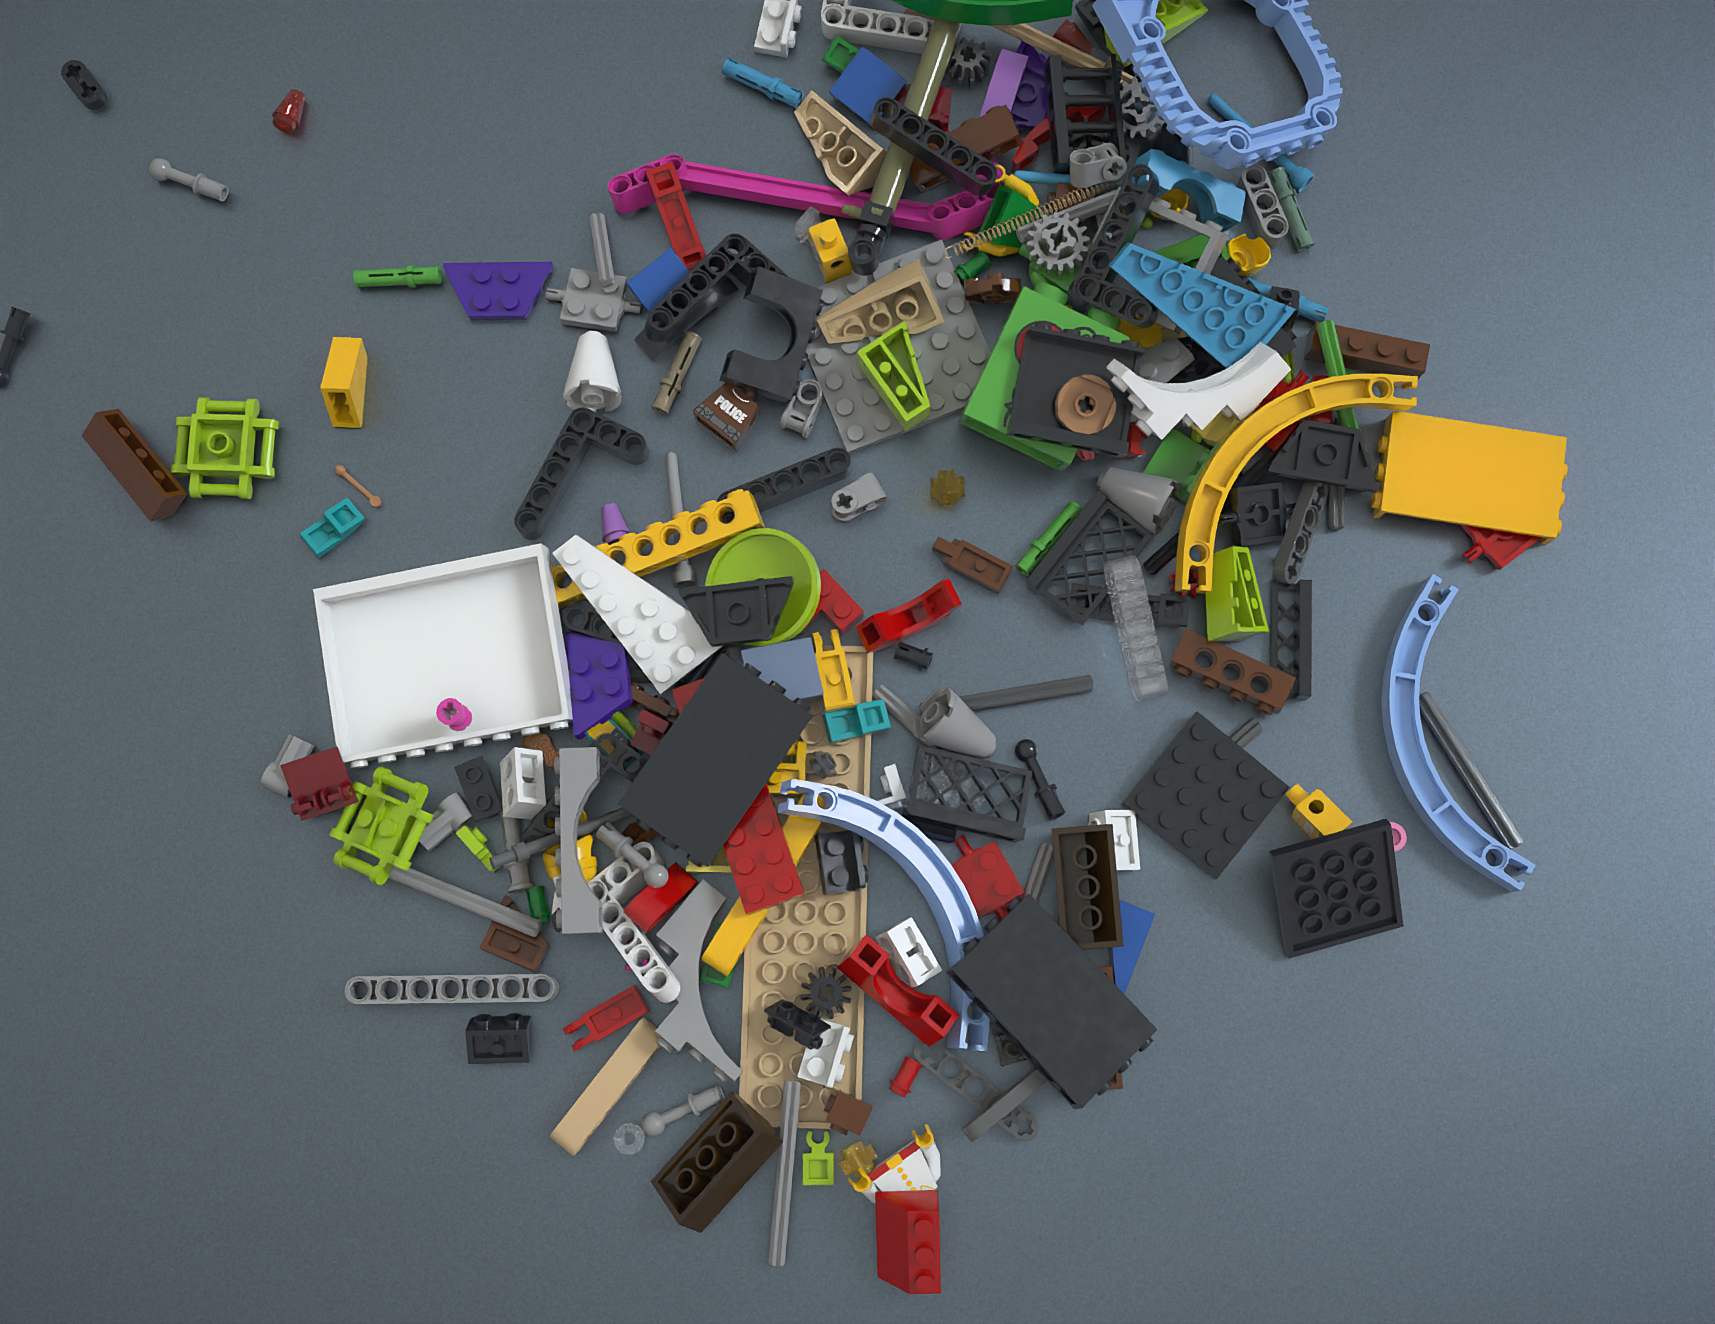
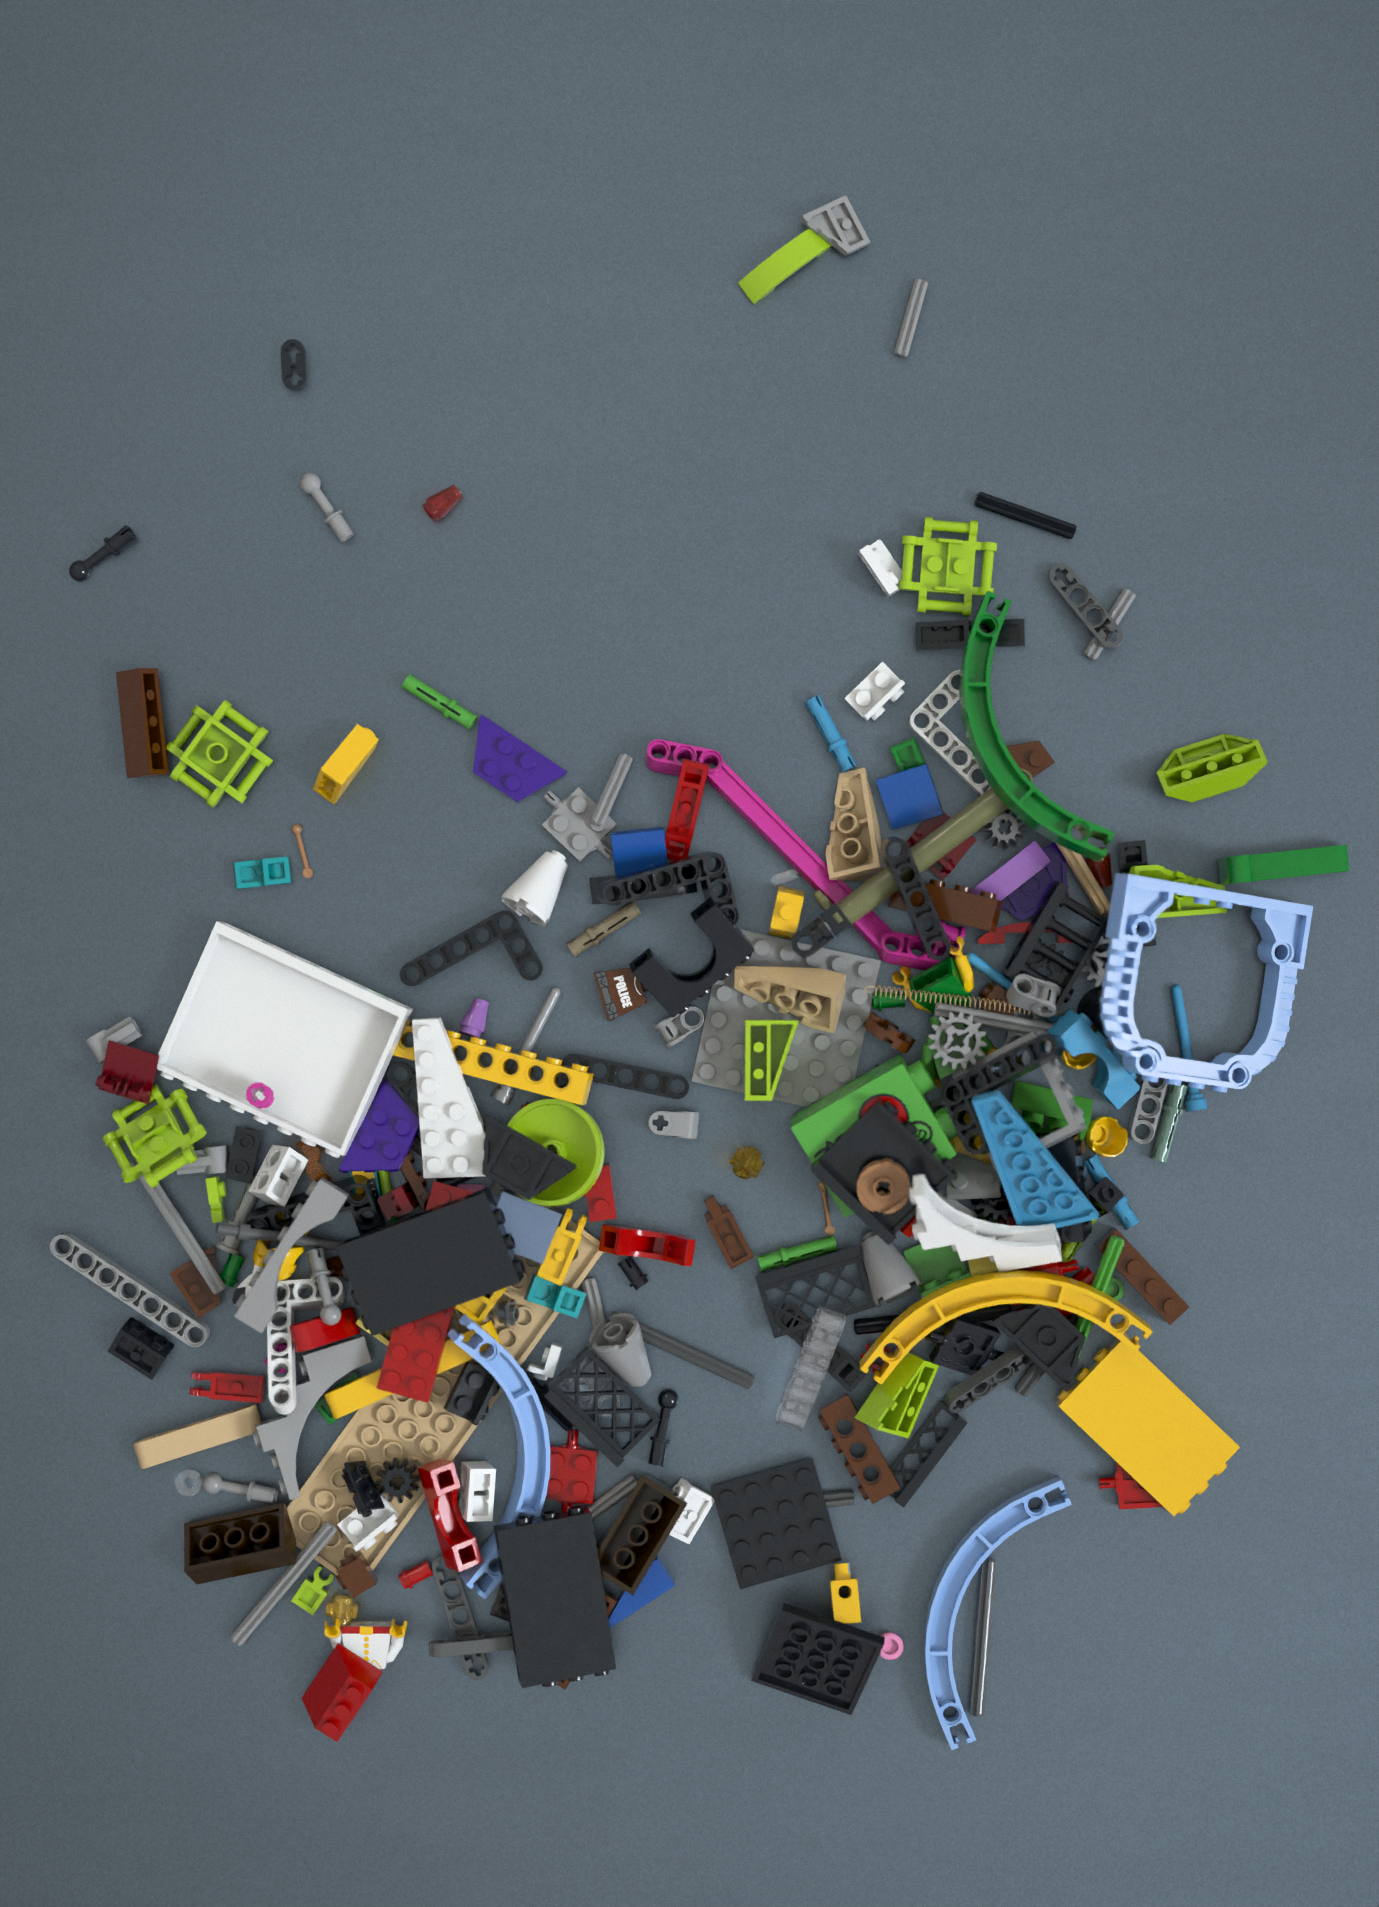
camera: 30 degrees right, 10 degrees up
(1063, 500) = (829, 1229): none -> medium nougat hinge

